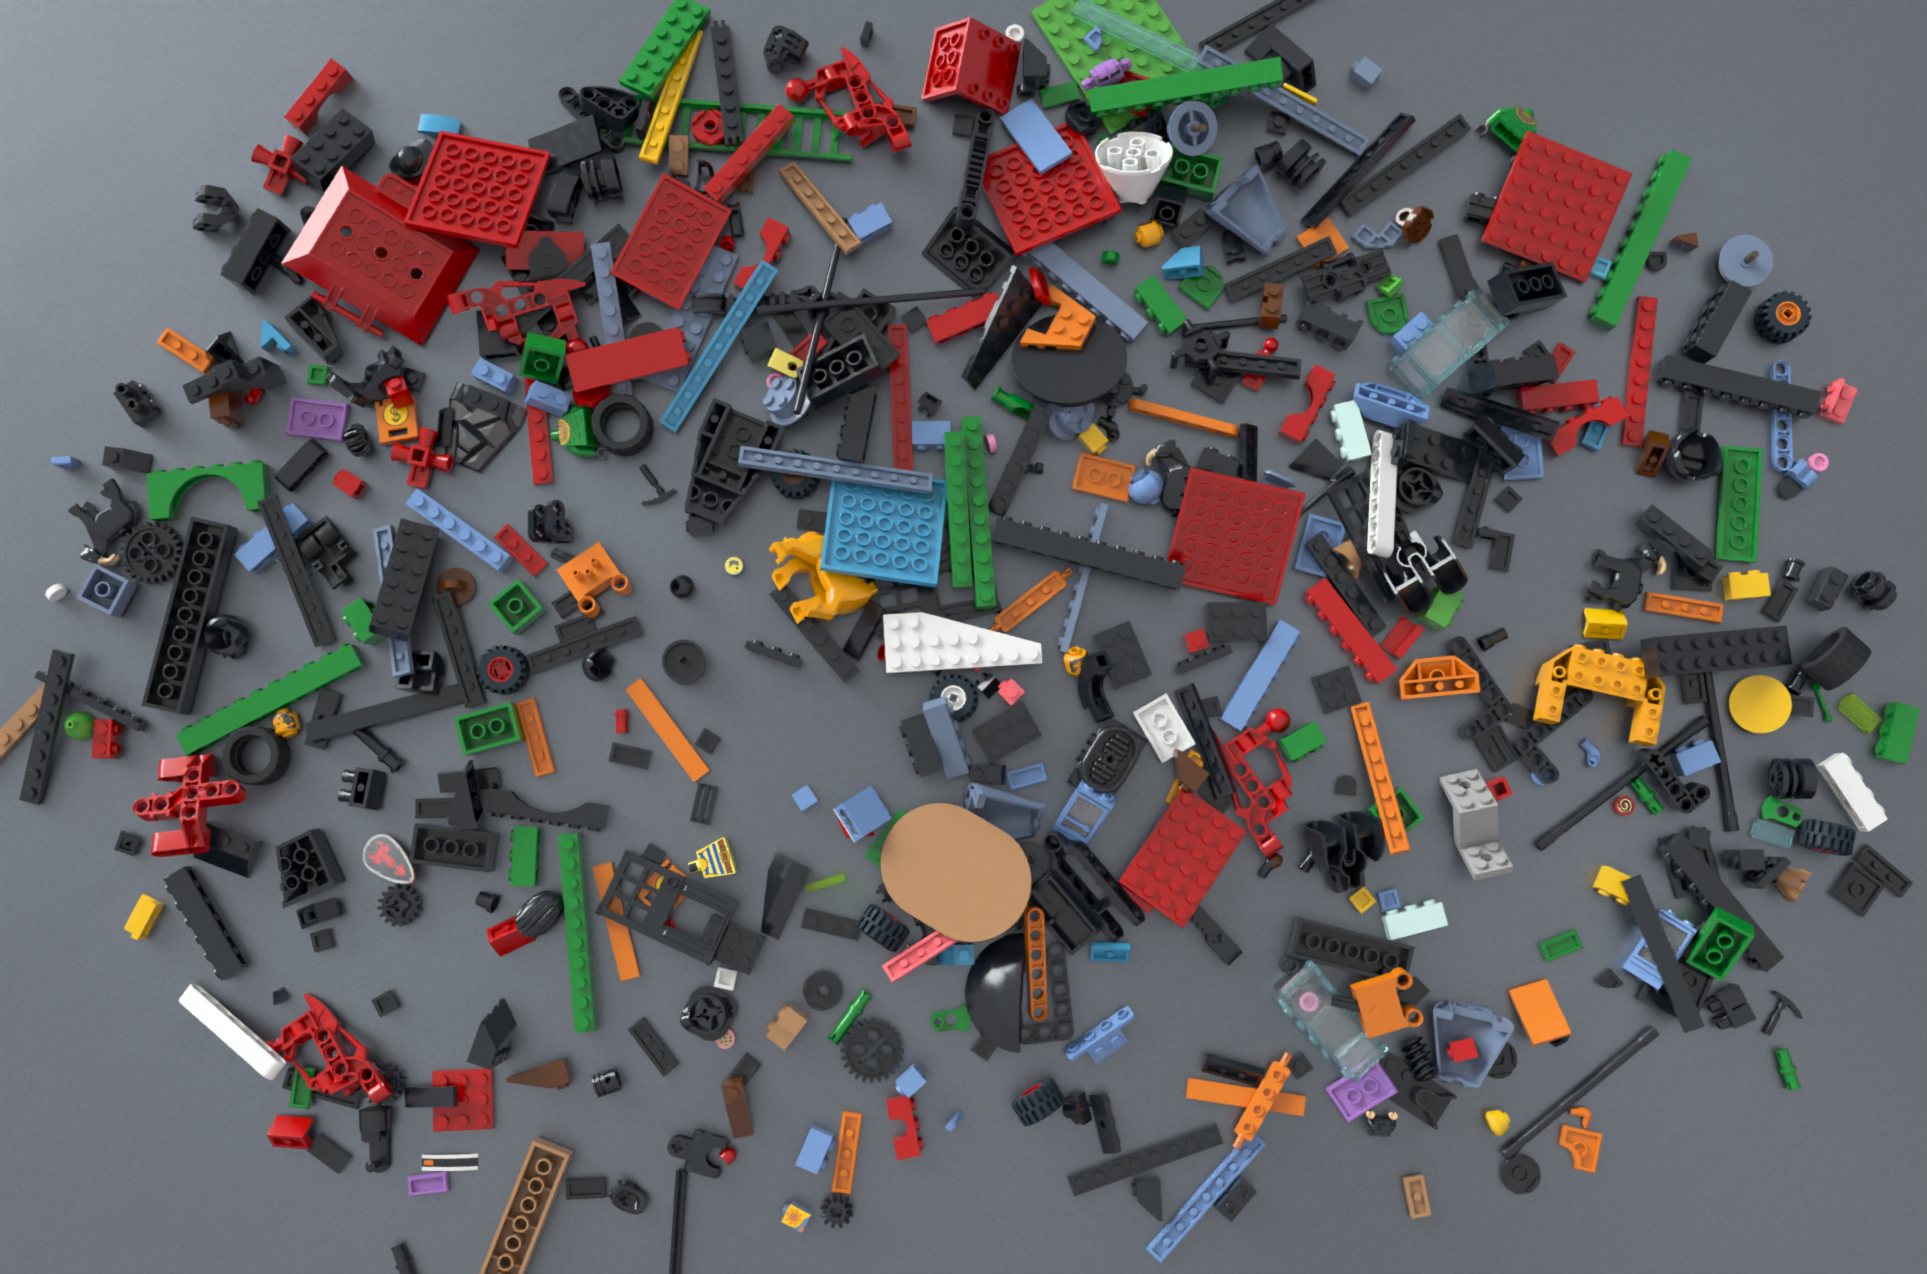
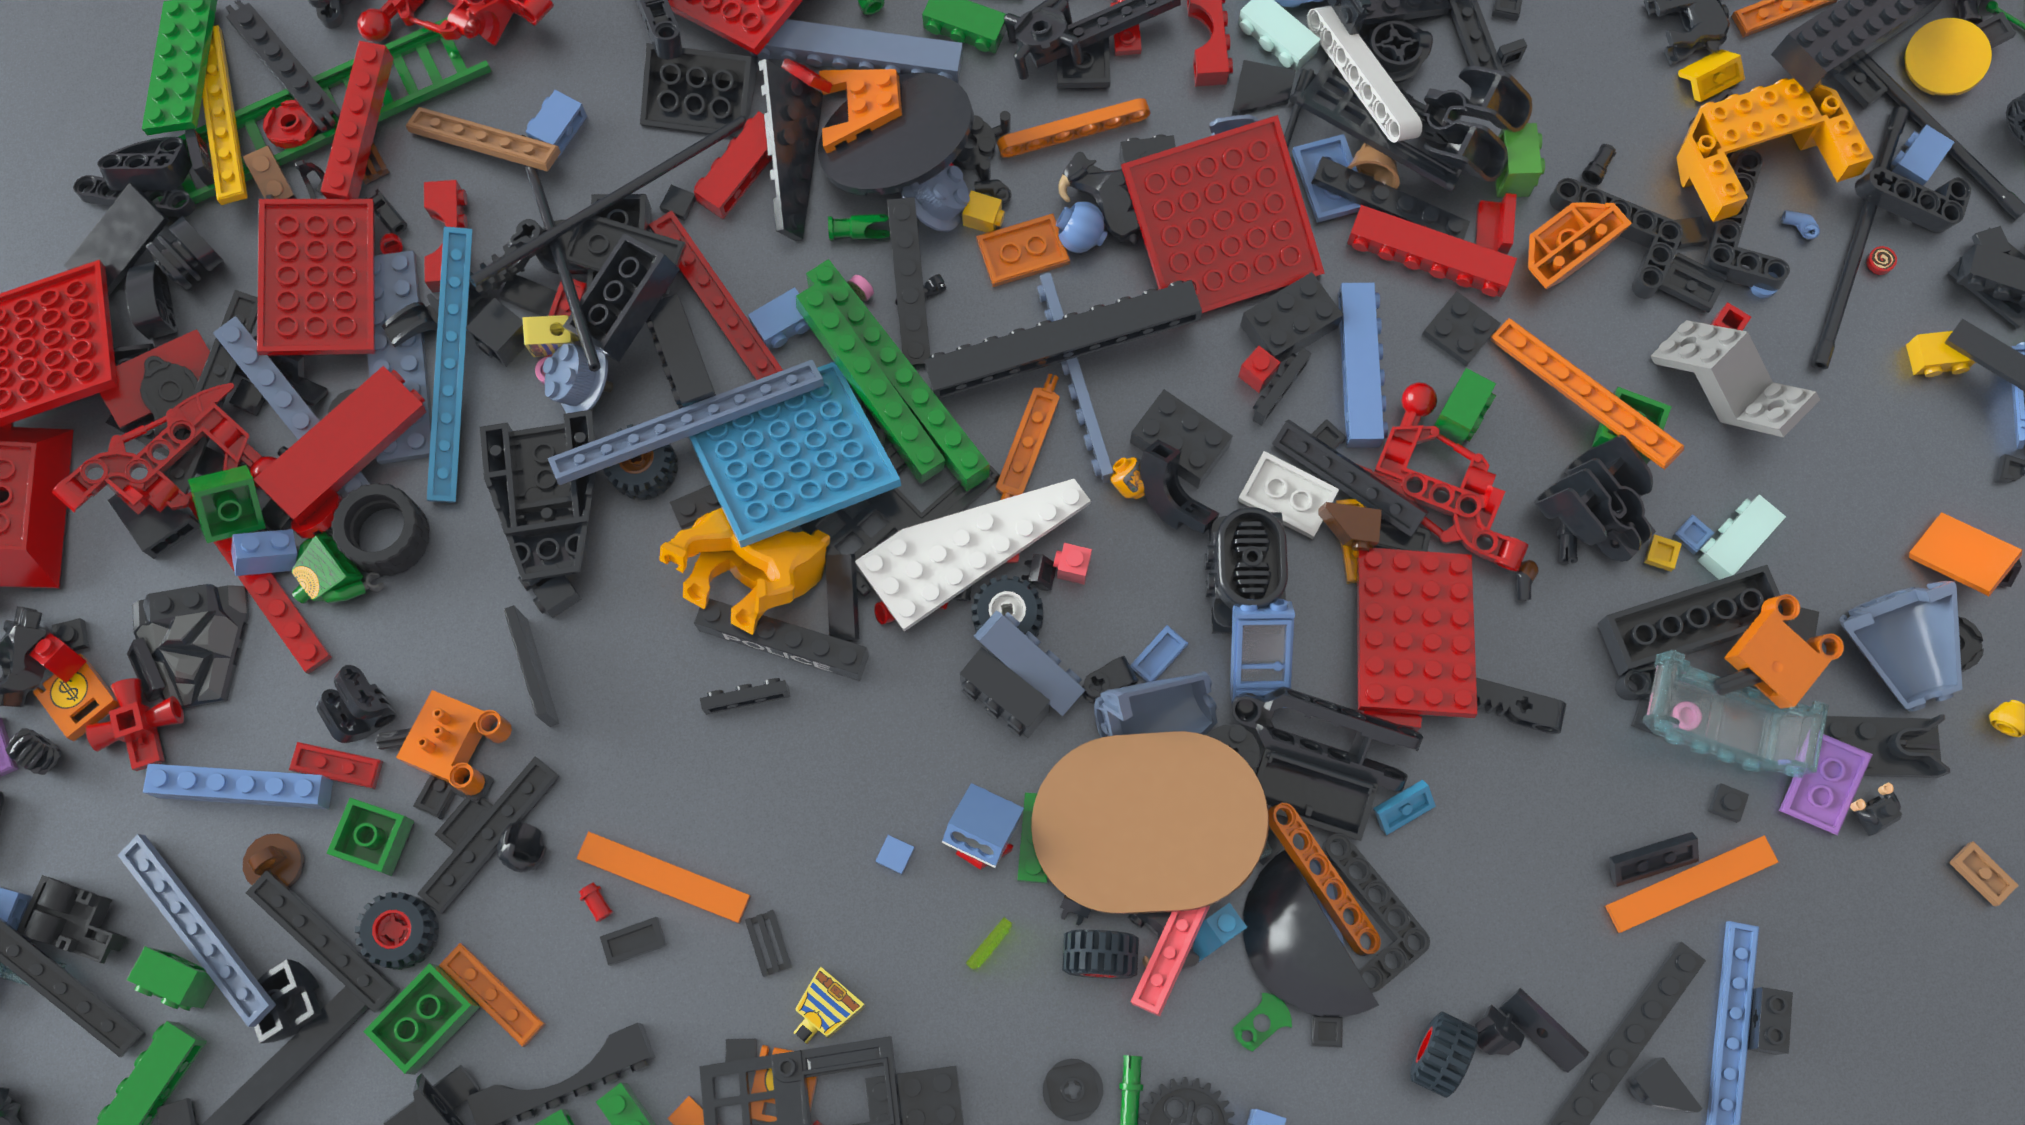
camera: 30 degrees left, 10 degrees down
(349, 483) = (53, 815): red brick -> none
(403, 580) = (193, 891): black brick -> none
(494, 376) = (177, 568): medium blue brick -> none
(653, 481) = (461, 578): black piece -> none
(662, 562) = (531, 666): none -> black tile
(682, 586) = (575, 683): black piece -> none
(687, 673) = (645, 788): black wheel -> none
(707, 741) = (724, 859): black tile -> none
(734, 566) = (628, 620): tile -> none
(783, 888) = (938, 987): black wedge -> none
(830, 924) = (1030, 996): black plate -> none
(930, 402) = (756, 283): black tile -> none
(1006, 732) = (1100, 615): black brick -> none
(1103, 1038) = (1468, 922): medium blue bracket -> none
(1248, 452) = (1171, 115): black plate -> none
(1262, 1100) = (1717, 874): orange plate -> none
(1346, 786) = (1550, 432): black tile -> none
(1419, 1060) = (1869, 700): black piece -> none
(1462, 1050) = (1910, 655): brick -> none
(1501, 552) = (1541, 65): black tile -> none
(1560, 945) = (1928, 464): green tile -> none
(1647, 796) = (1900, 233): green pin -> none

